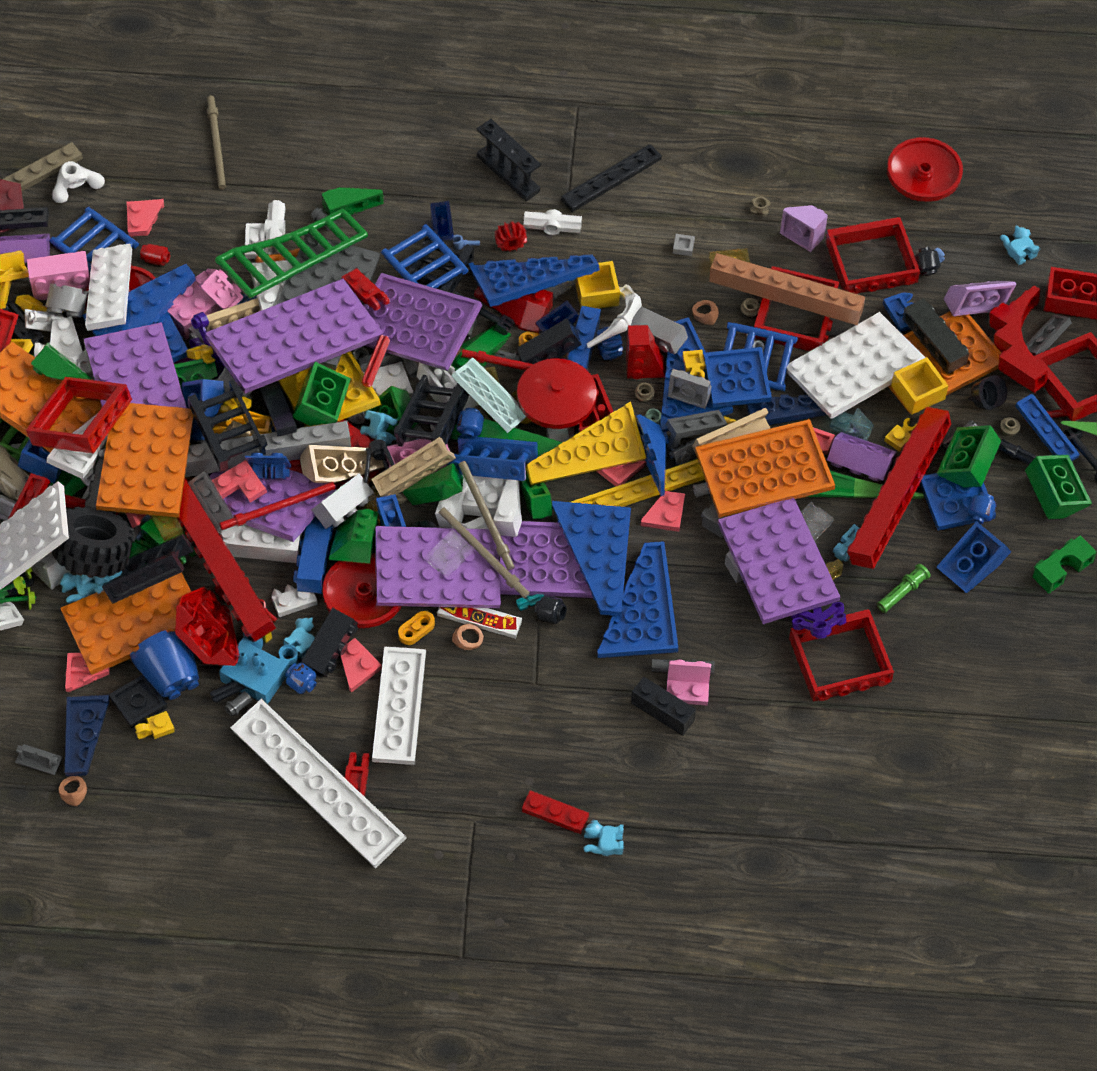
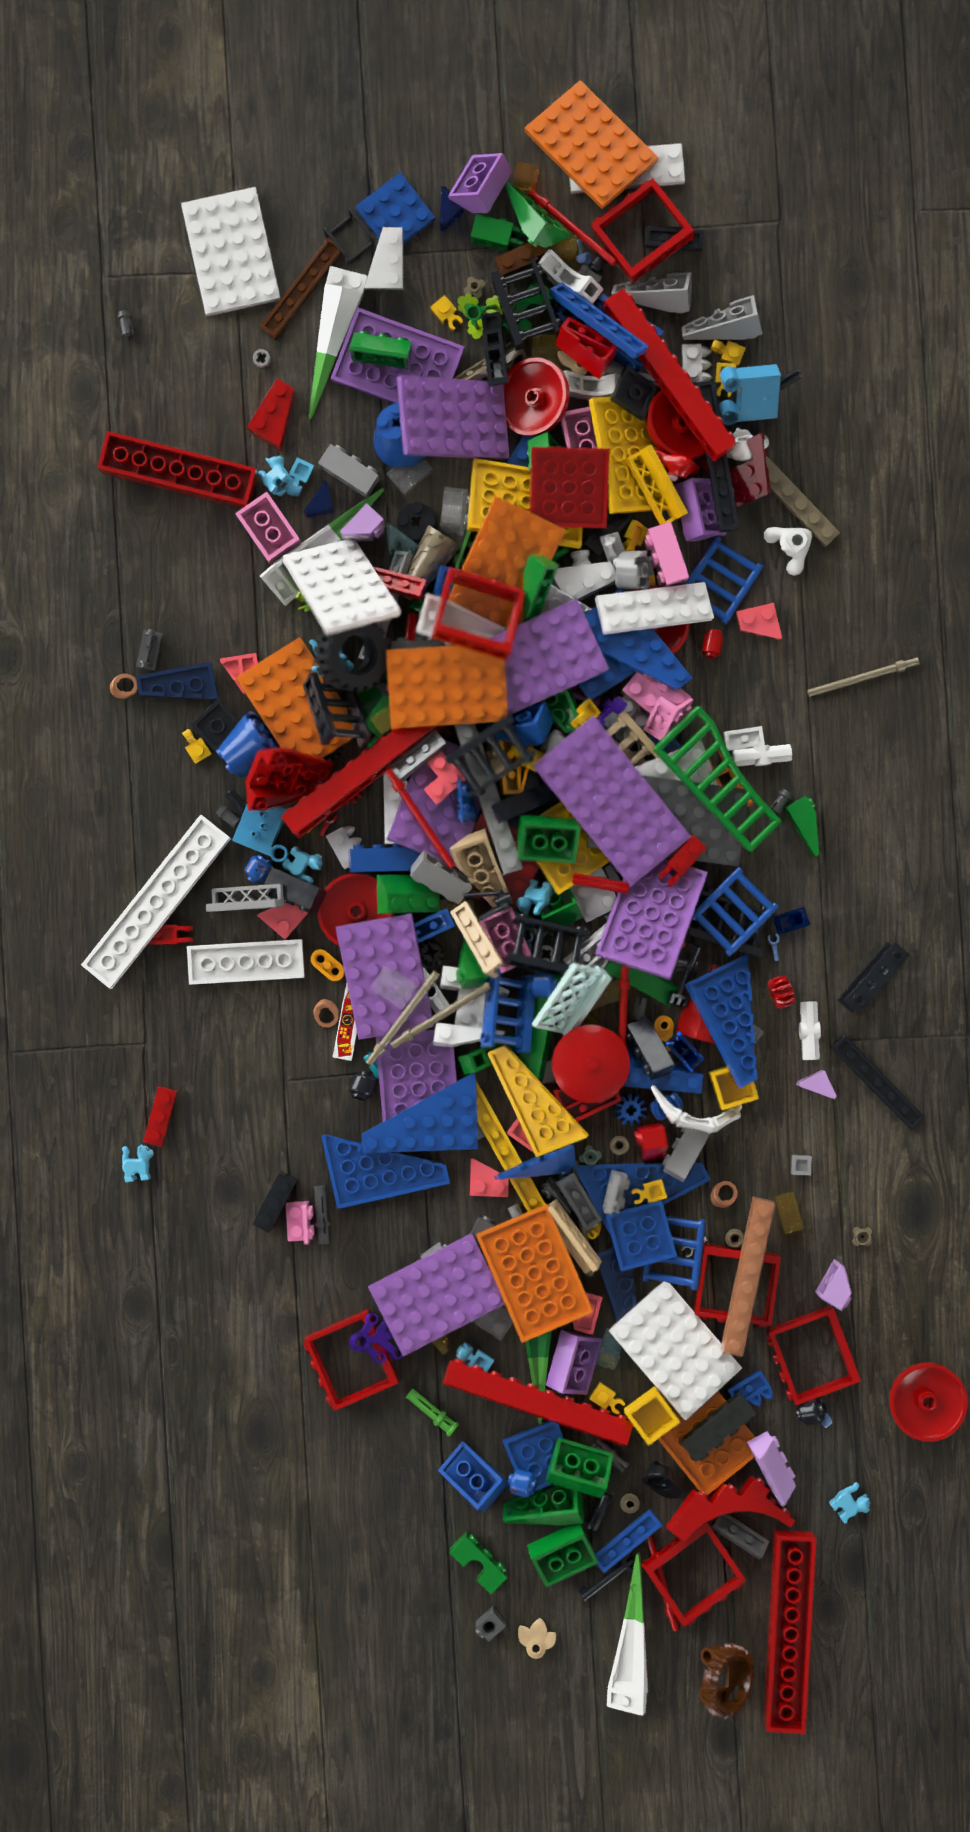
camera: 85 degrees right, 30 degrees up
(336, 706) = (244, 905): none -> light grey fence
(606, 219) = (818, 1083): none -> lavender slope
(611, 375) = (625, 1105): none -> blue gear
(1009, 486) = (546, 1507): none -> green wedge

